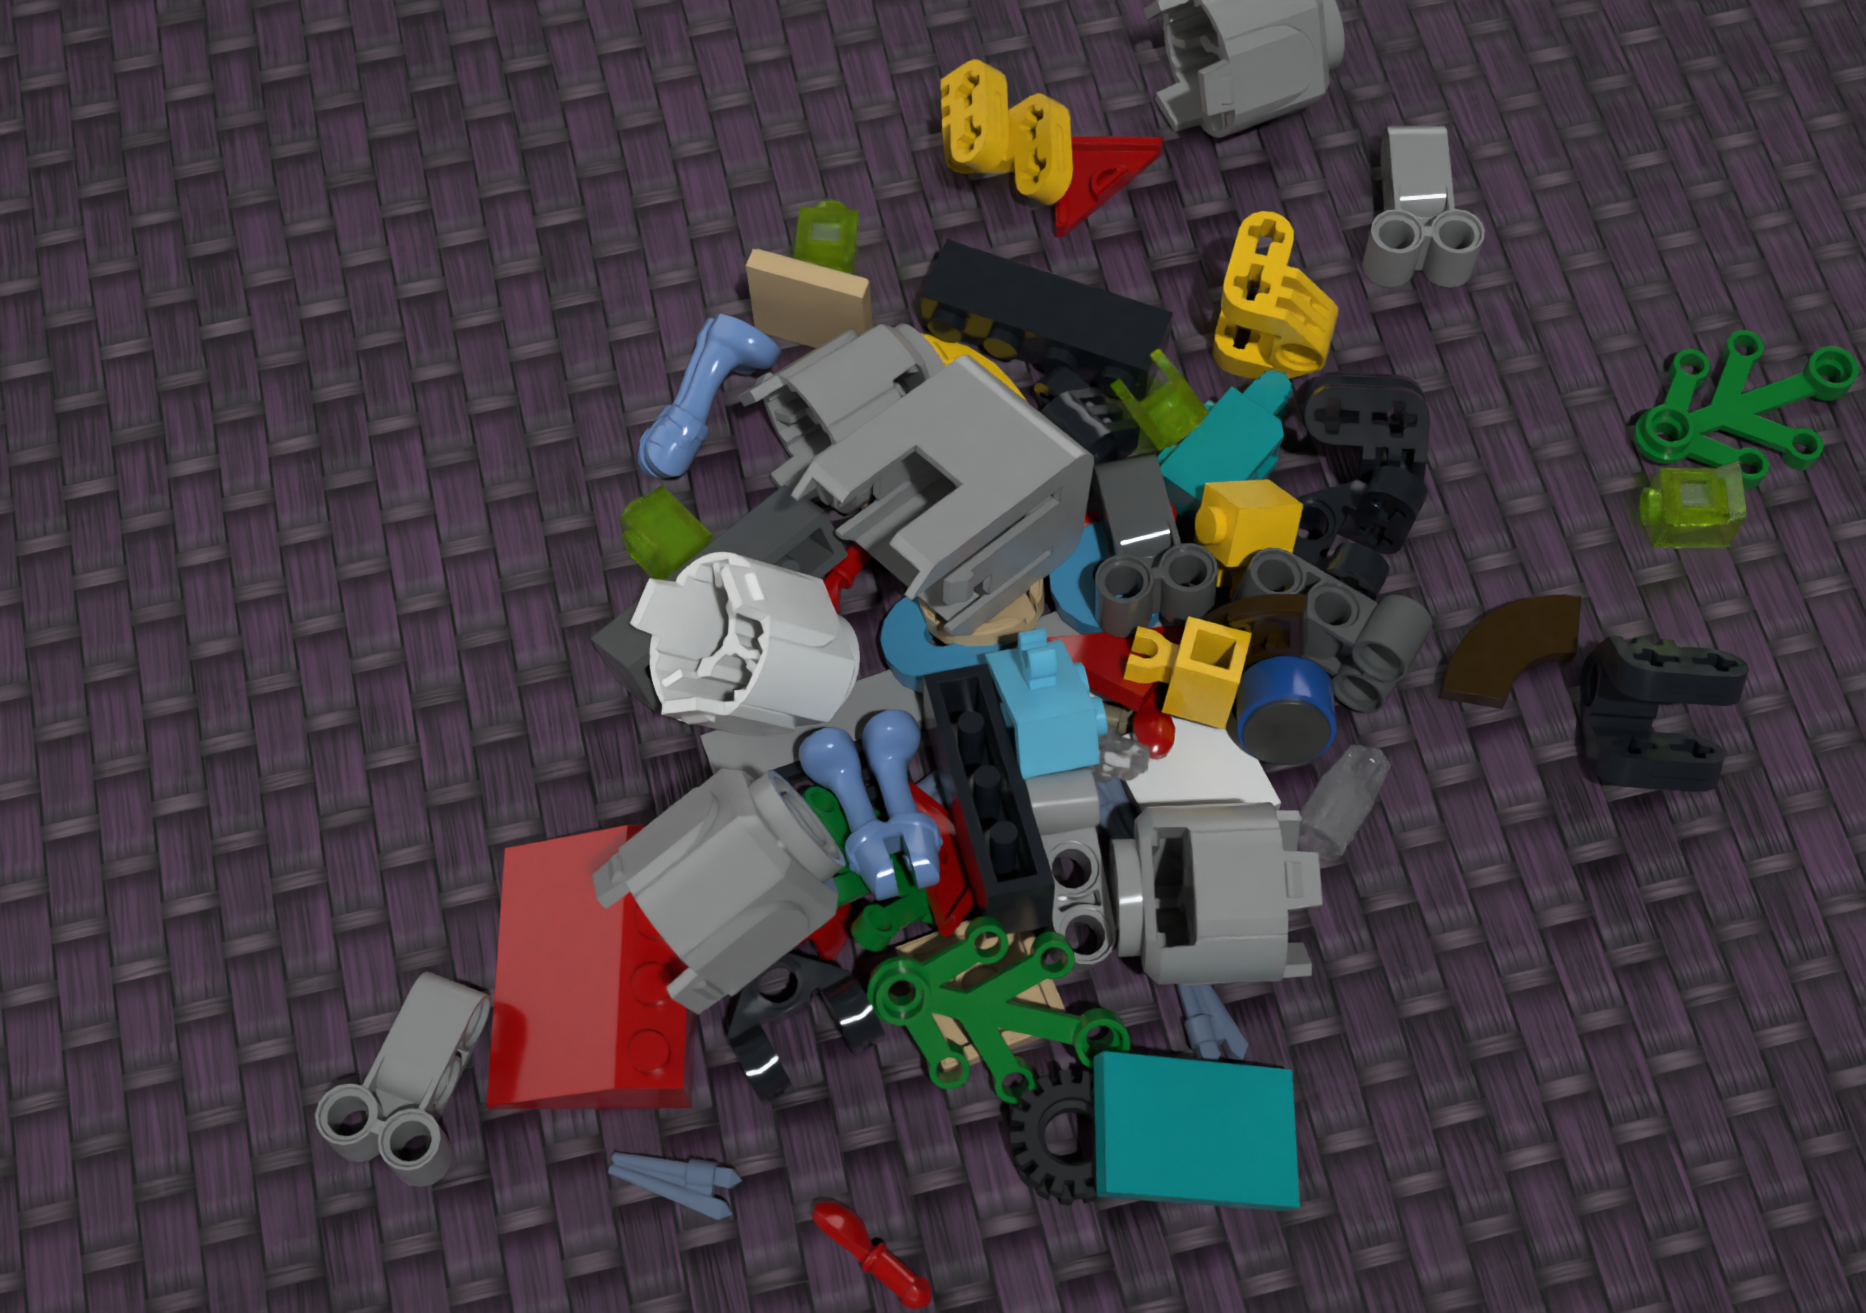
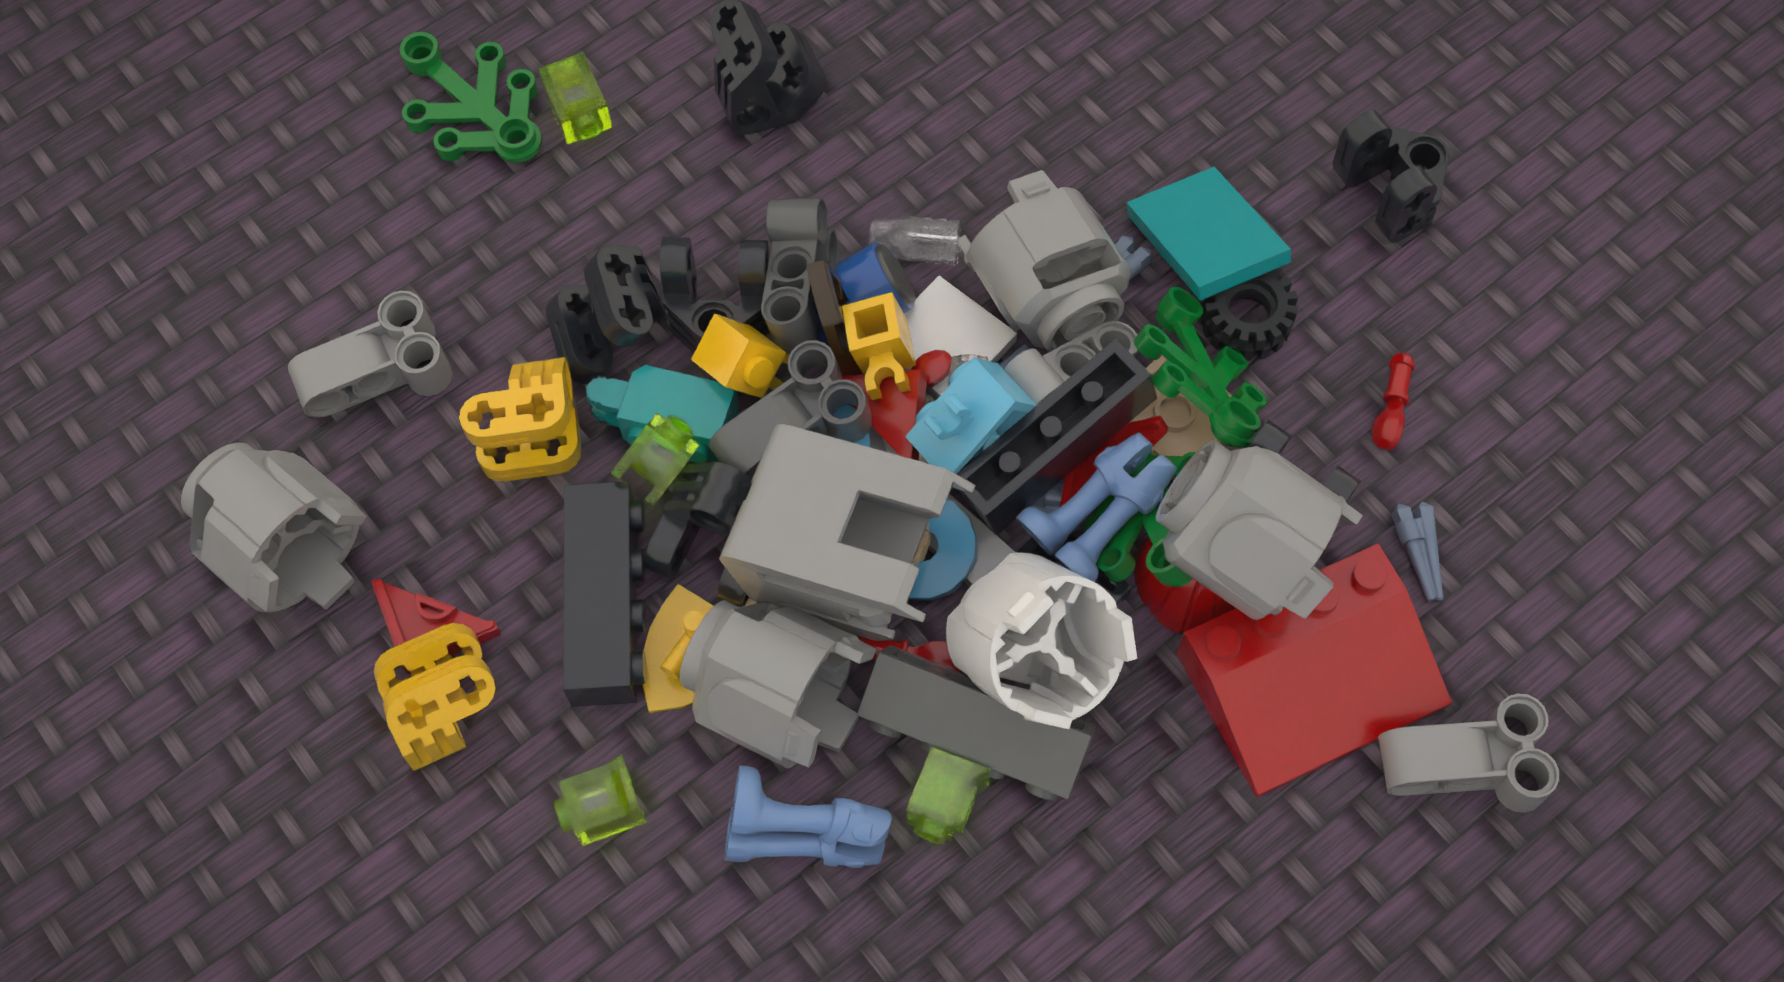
camera: 115 degrees left, 0 degrees up
(805, 299) = (677, 769): tan tile -> none
(1508, 645) = (735, 180): dark brown tile -> none

